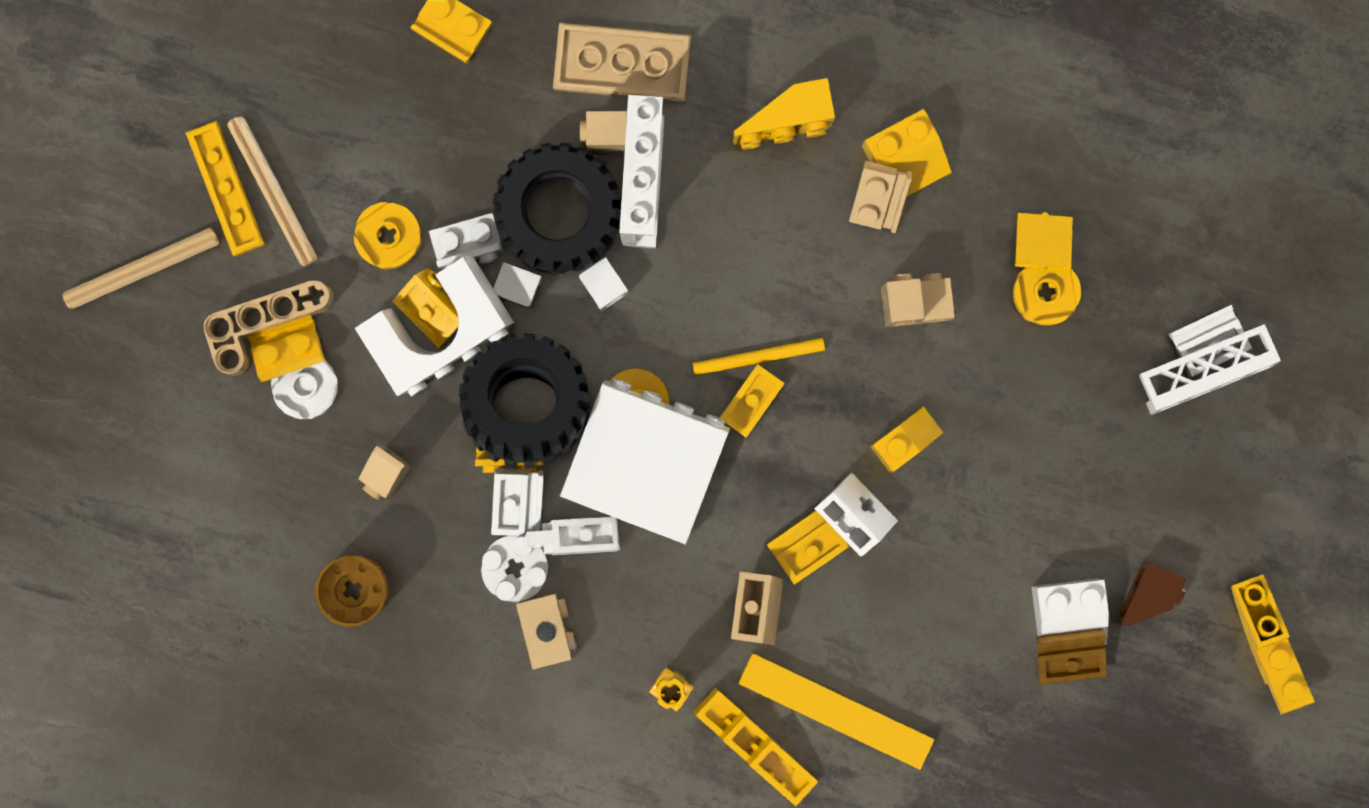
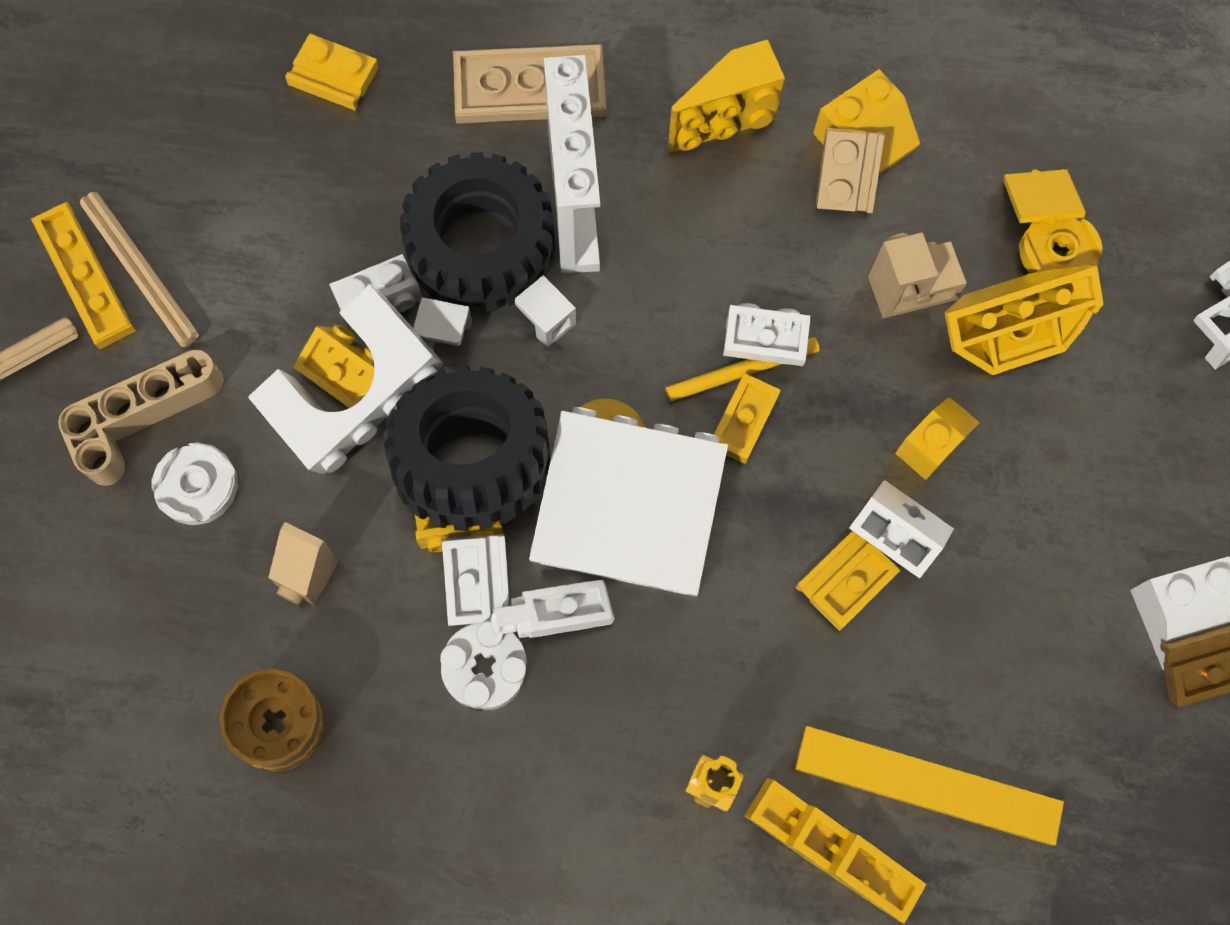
camera: 15 degrees left, 15 degrees down
(286, 348) = (166, 440): yellow plate -> none
(369, 232) = (285, 317): yellow plate -> none
(545, 630) = (534, 737): tan piece -> none
(604, 132) = (524, 138): tan brick -> none
(757, 608) = (802, 663): tan brick -> none
(781, 335) = (766, 334): none -> white bracket
(994, 351) = (1024, 317): none -> yellow wedge

